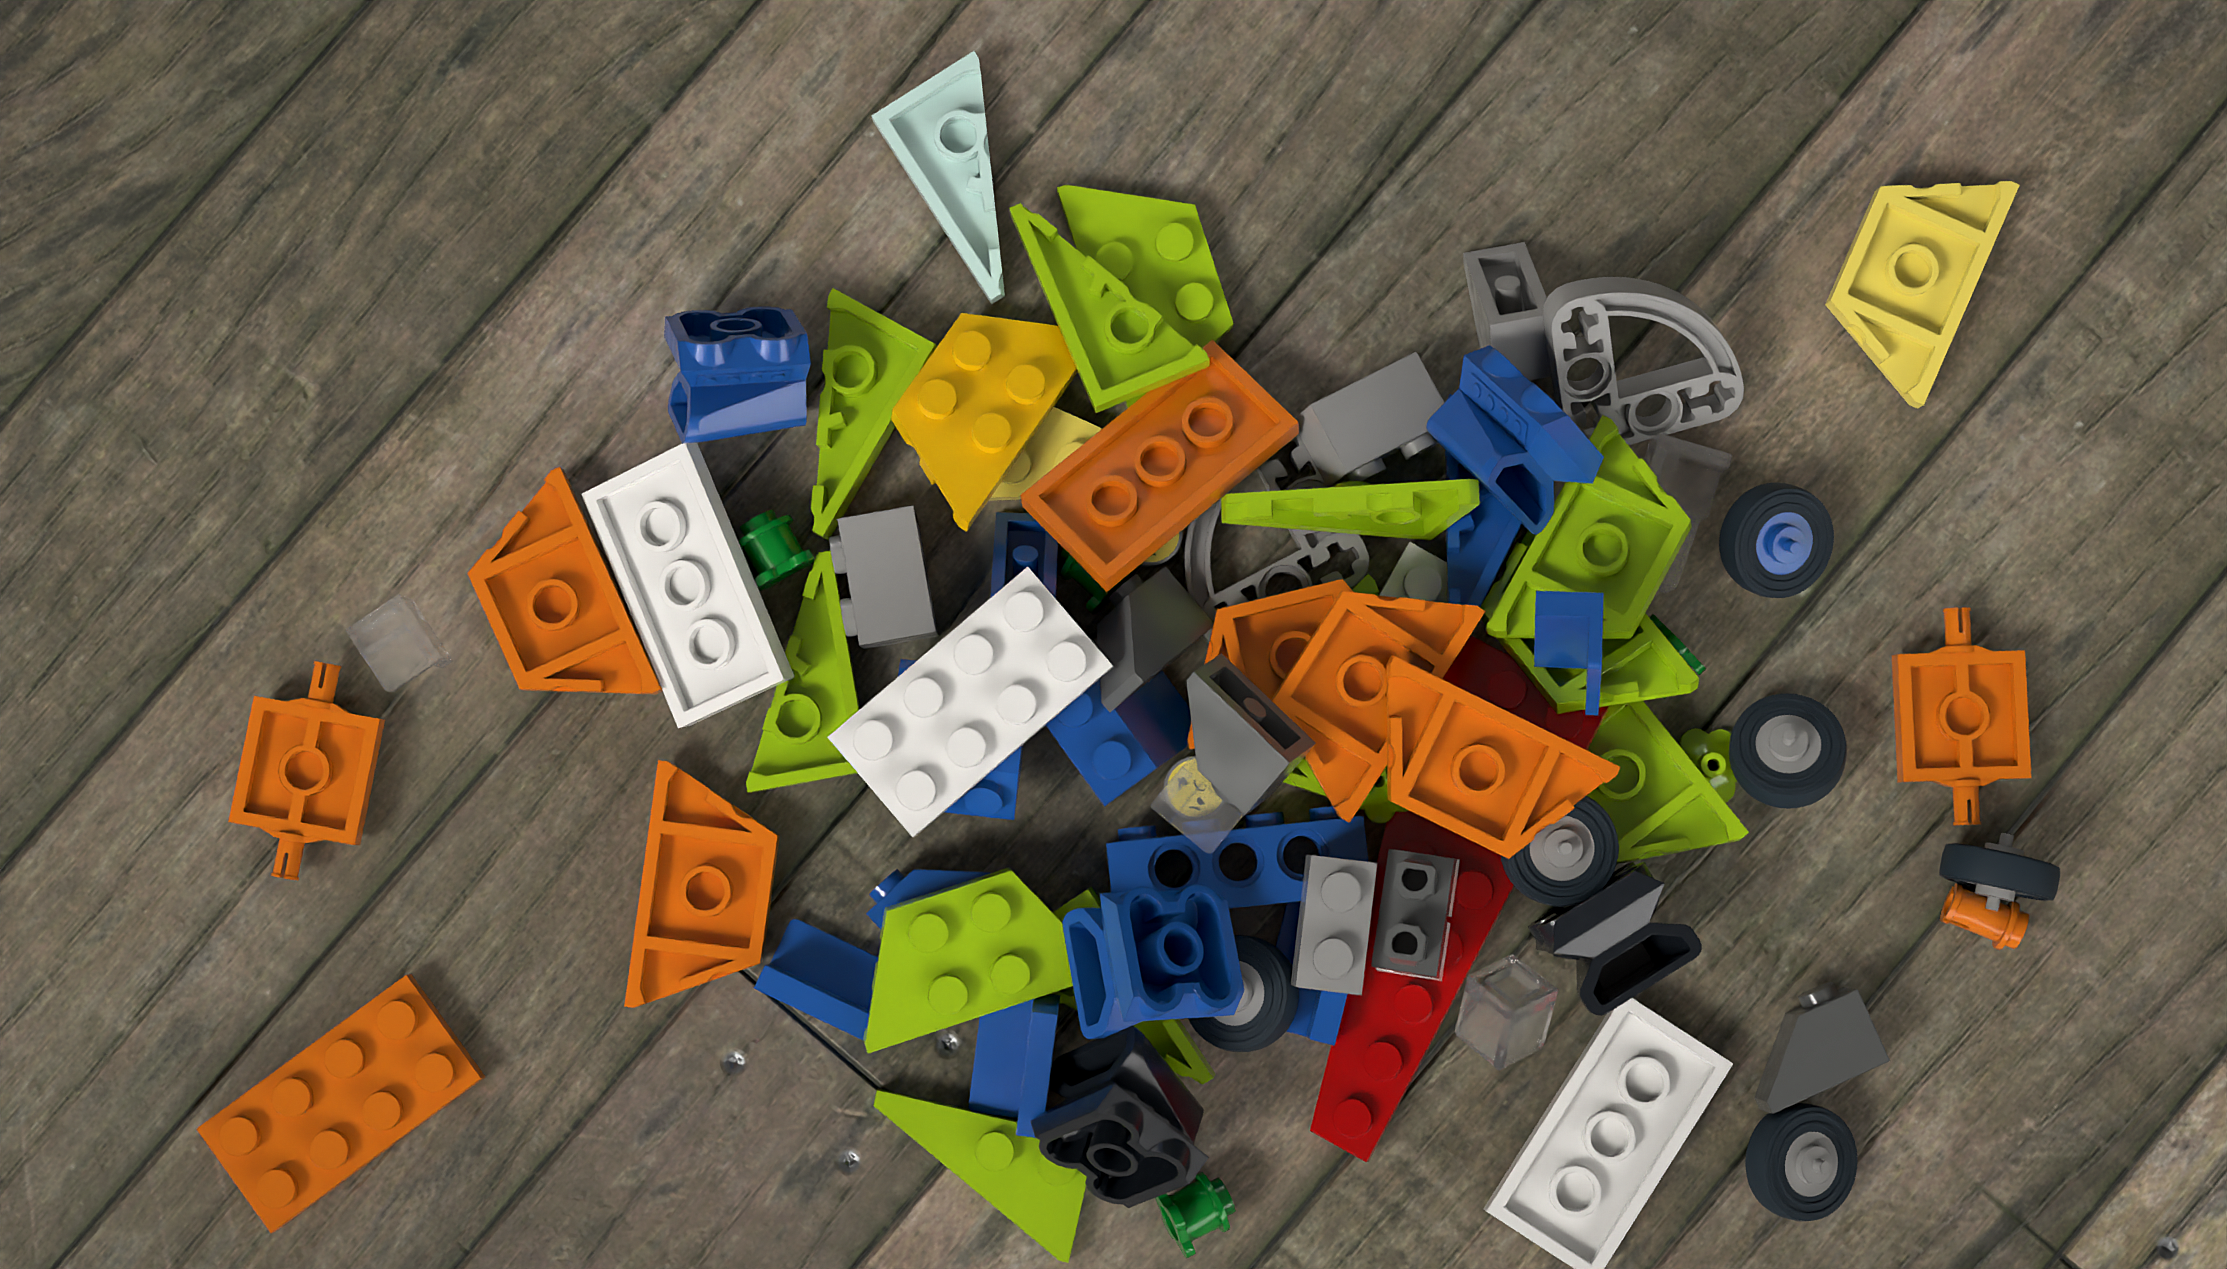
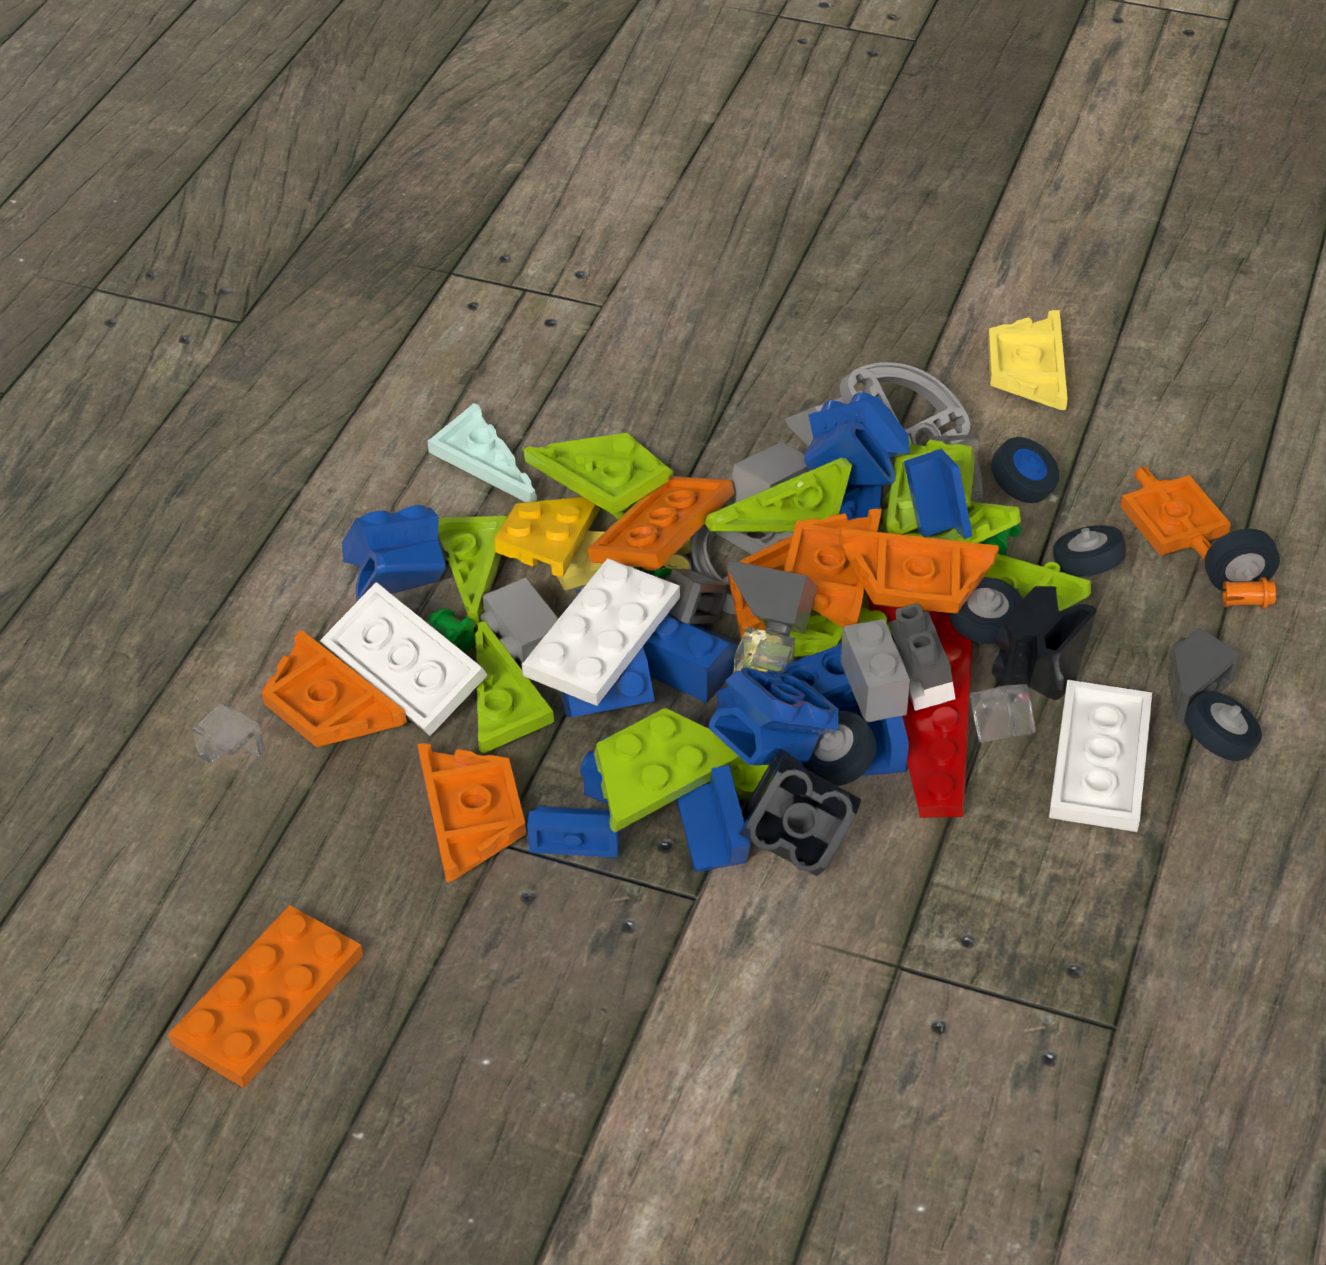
camera: 15 degrees left, 40 degrees down
(306, 770) = (186, 820): orange plate -> none
(997, 1165) = (730, 886): lime wing -> none
(1196, 1211) = (866, 865): green brick -> none

